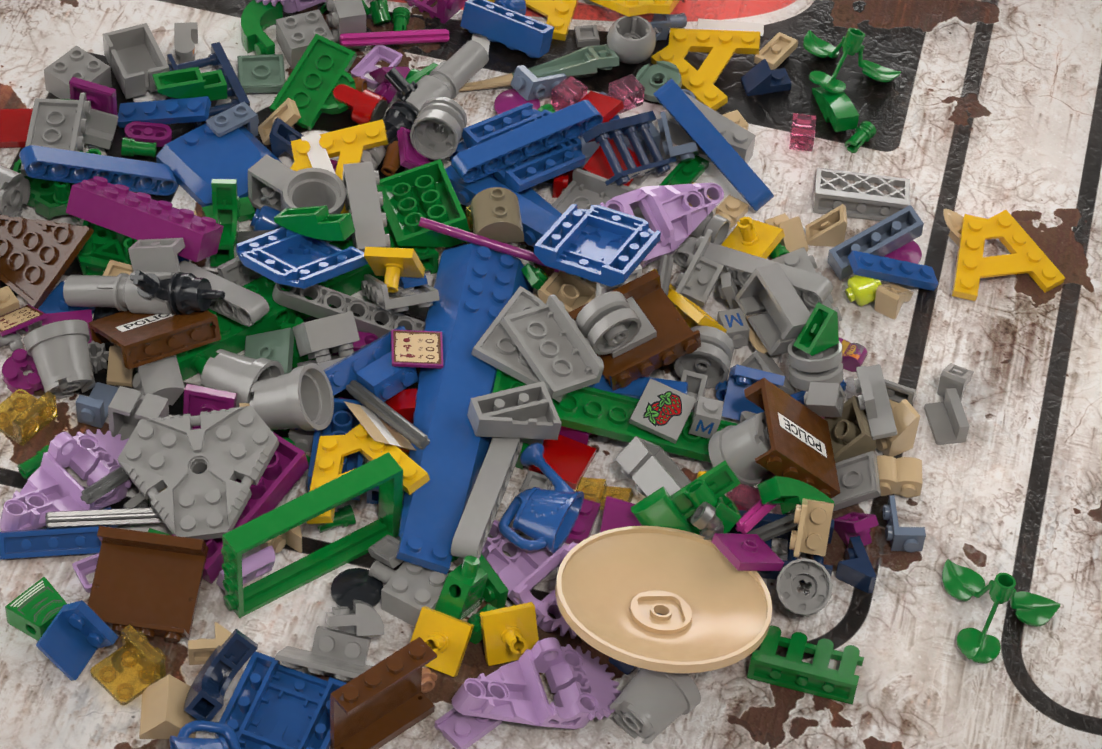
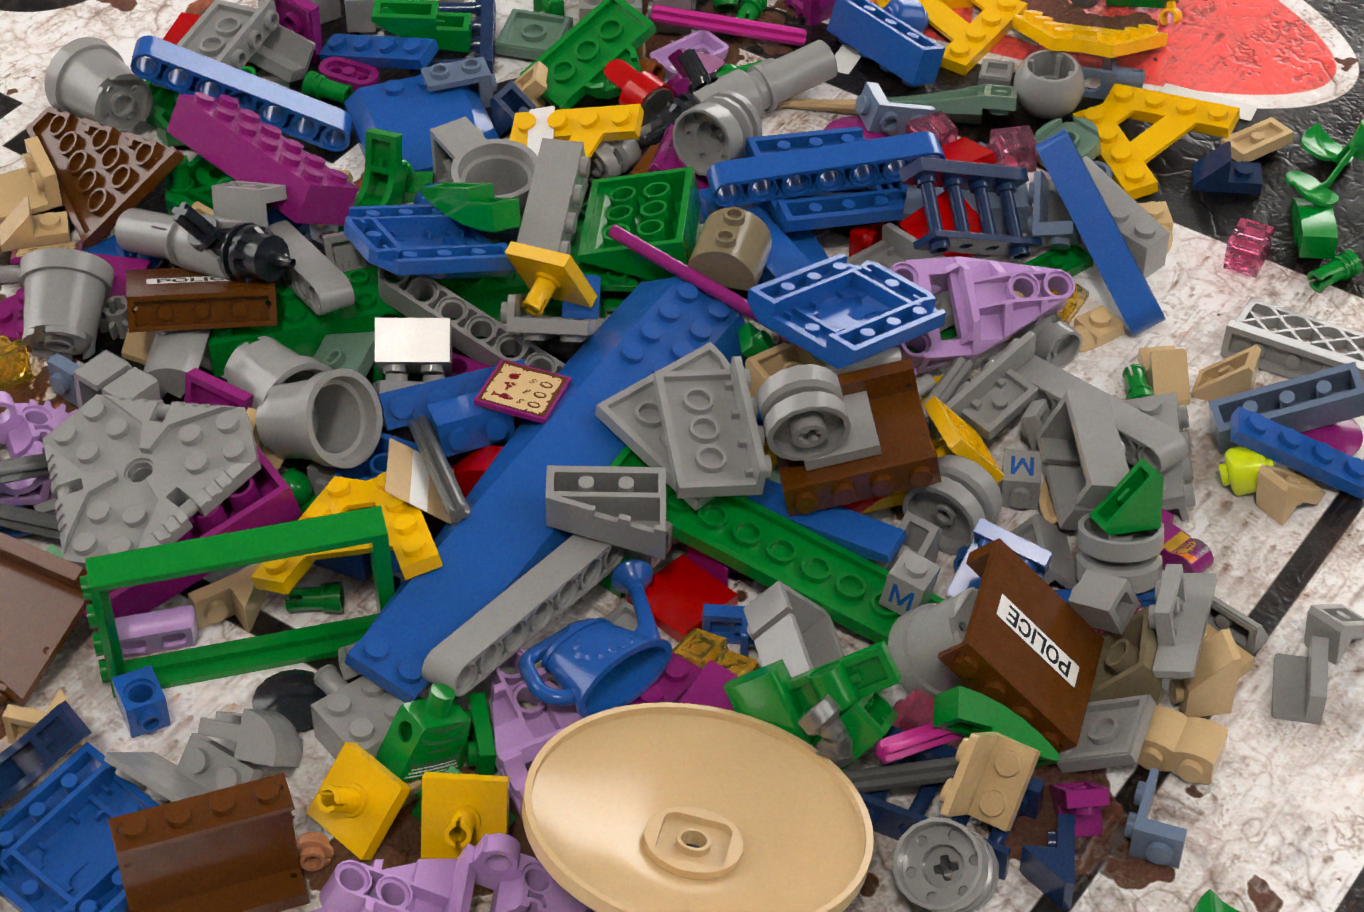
camera: 25 degrees right, 5 degrees down
(262, 607) = (141, 701): none -> blue brick
(604, 468) = (728, 622): none -> blue bracket
(662, 411) = (846, 560): light grey tile -> none
(747, 552) = (871, 789): magenta plate -> none
(754, 237) = (1108, 364): yellow tile -> none

